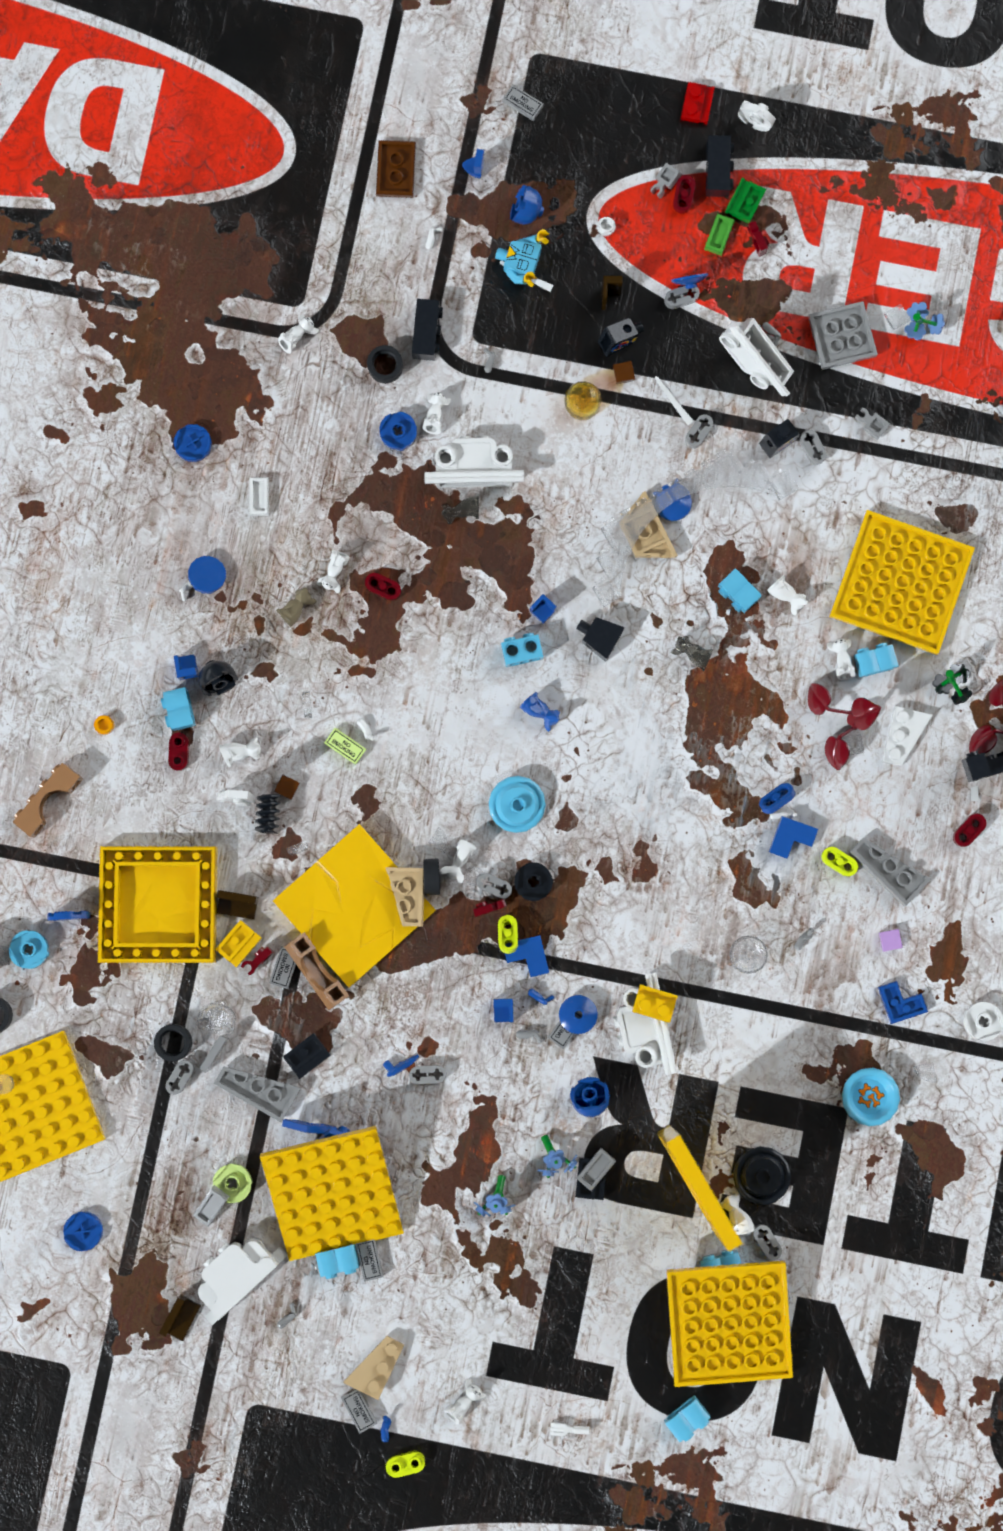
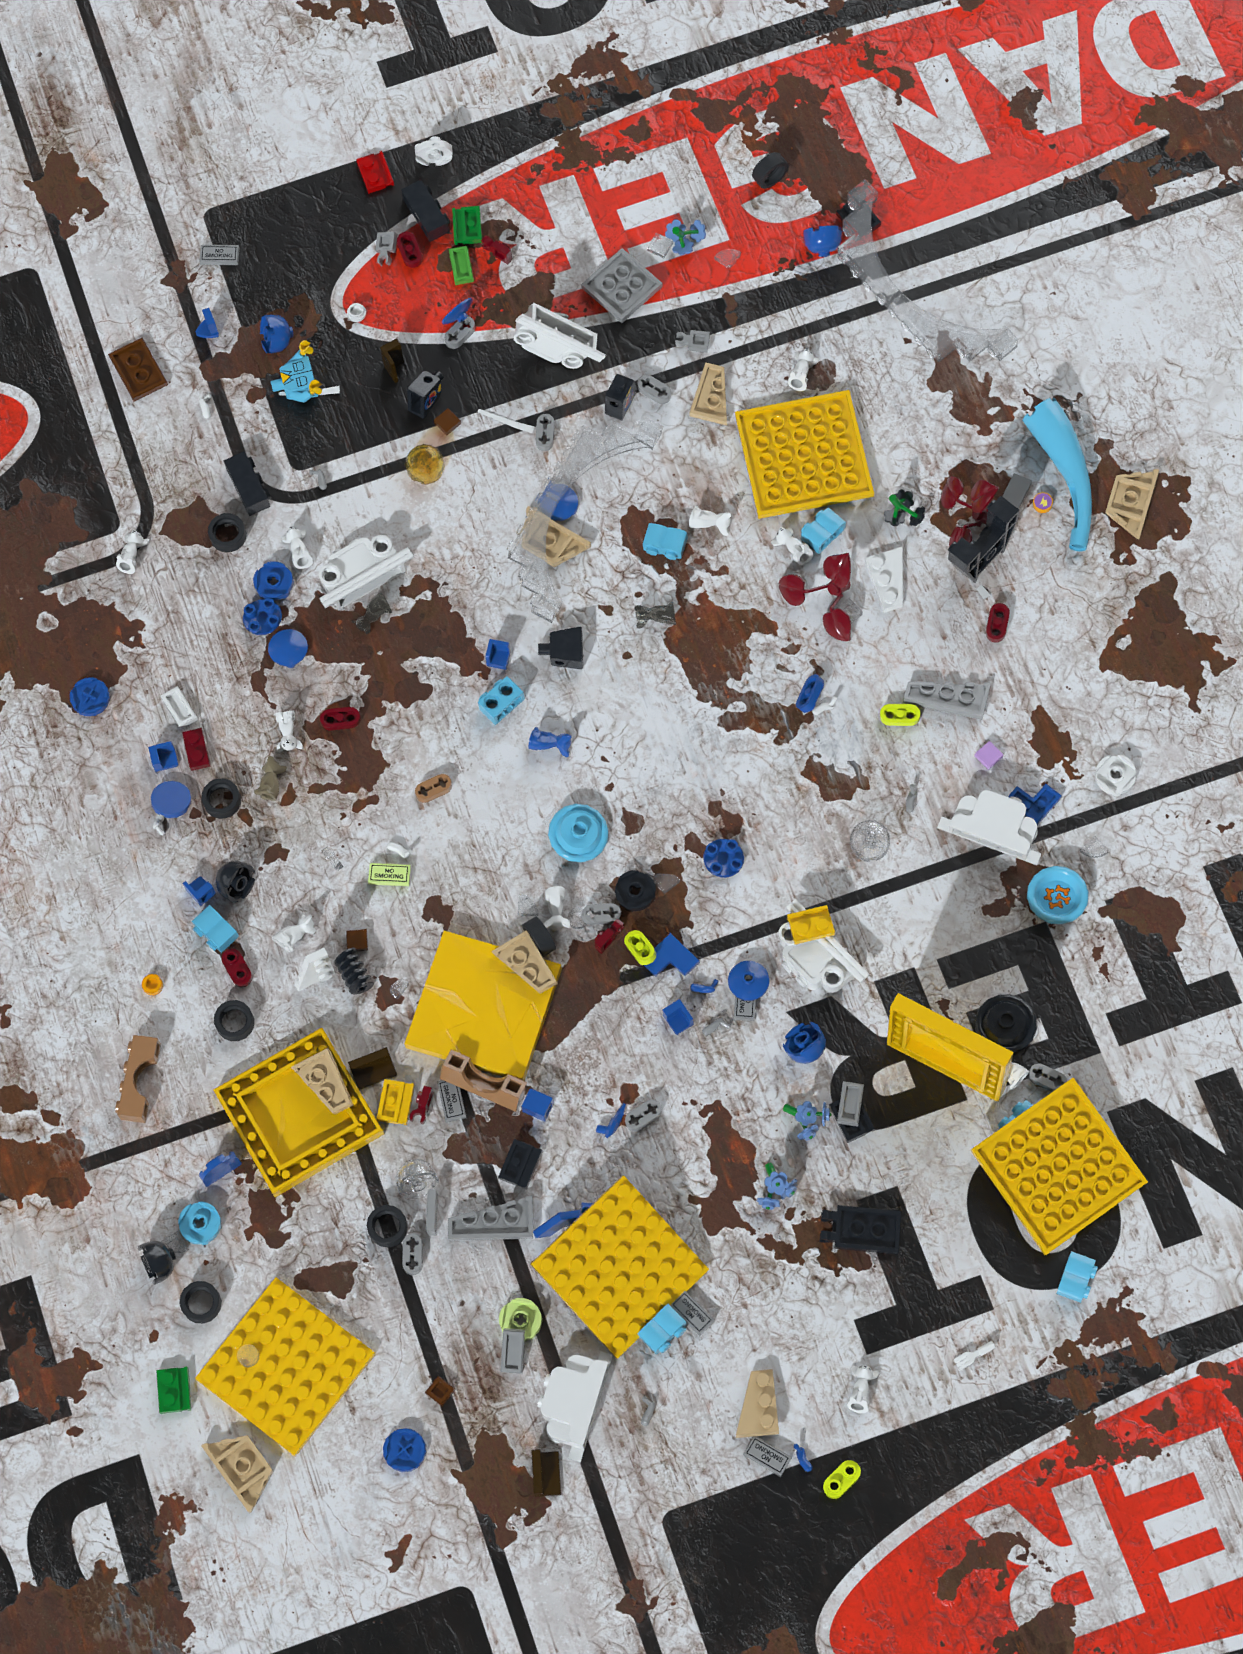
camera: 25 degrees left, 15 degrees down
(136, 793) = (234, 1005): none -> black tyre
(137, 1201) = (440, 1391): none -> reddish brown tile
(191, 896) = (325, 1080): none -> tan wing
(221, 533) = (163, 756): none -> blue panel
(247, 612) = (215, 785): none -> black tyre
(252, 541) = (196, 749): none -> dark red plate
(348, 1016) = (537, 1104): none -> blue panel
(371, 457) = (262, 616): none -> blue dish
(376, 497) = (288, 648): none -> blue dish
(422, 697) = (430, 784): none -> medium nougat beam
(544, 1275) = (863, 1229): none -> black tile
(562, 887) = (665, 881): none -> clear tile
(621, 897) = (723, 858): none -> blue dish
(788, 832) = (838, 718): blue tile -> none
(855, 483) = (710, 396): none -> tan wing
(858, 1004) = (995, 823): none -> white brick
(939, 510) = (797, 378): none -> white animal
(947, 362) = (727, 257): none -> clear tile

